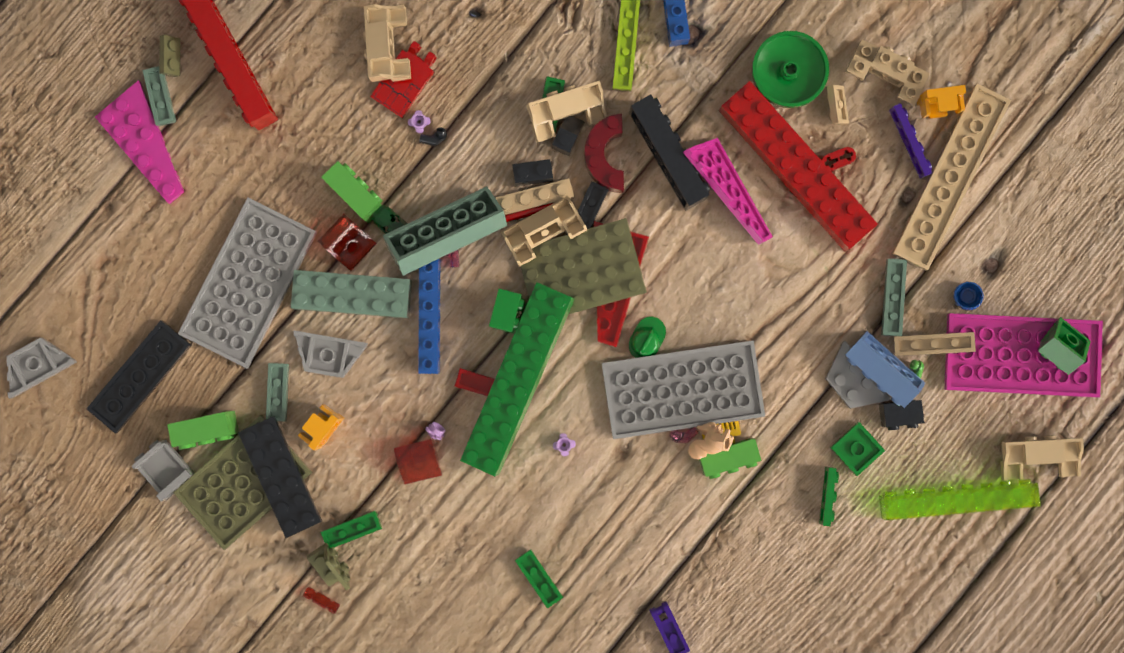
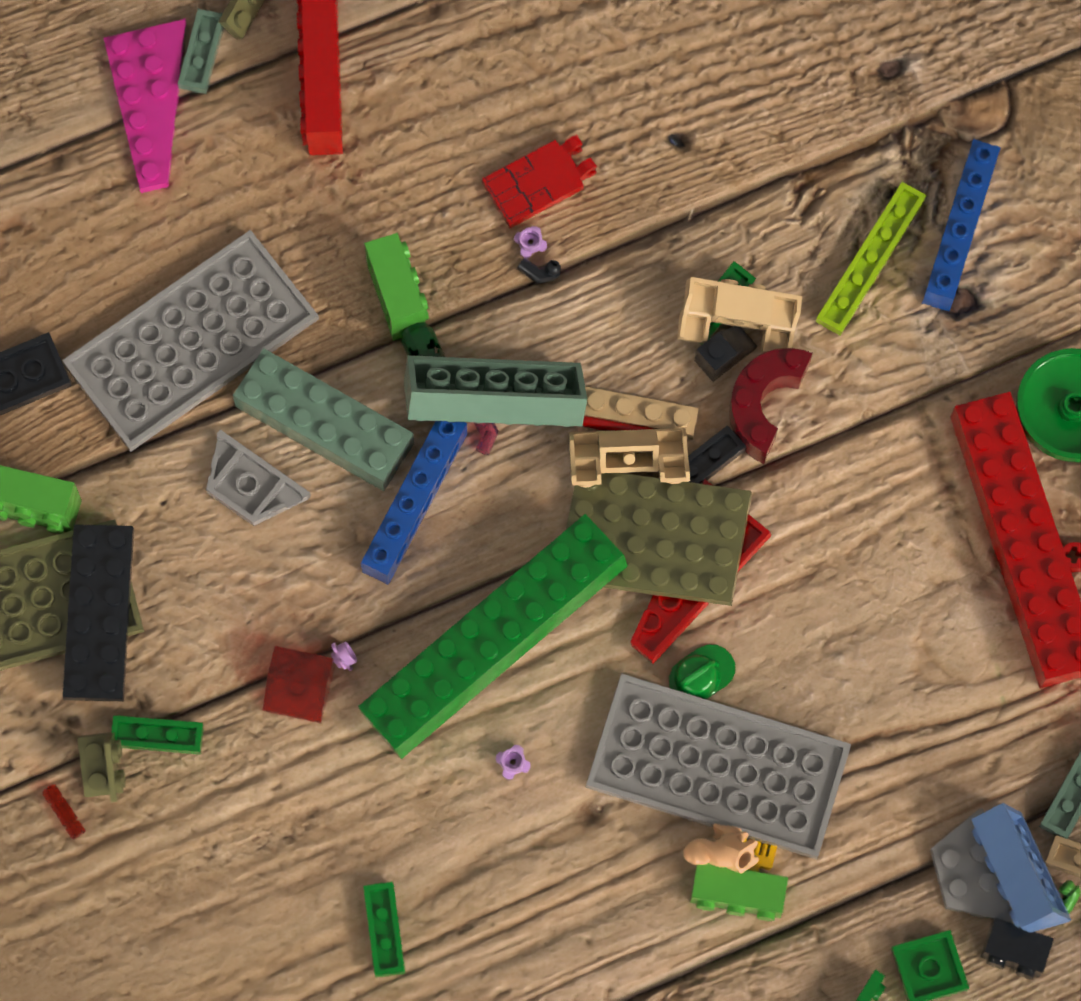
camera: 25 degrees right, 15 degrees down
(277, 391) = (155, 499): sand green plate -> none
(320, 427) = (190, 572): light orange panel -> none
(347, 242) = (353, 349): clear red slope -> none
(380, 43) = (530, 116): tan bracket -> none
(474, 382) = (427, 615): red tile -> none
(506, 311) = (523, 536): green brick -> none
(532, 172) = (652, 376): black brick -> none
(668, 152) = (852, 435): black brick -> none
(683, 437) = (686, 832): clear pink arm -> none
(721, 175) = (912, 501): dark pink wing -> none

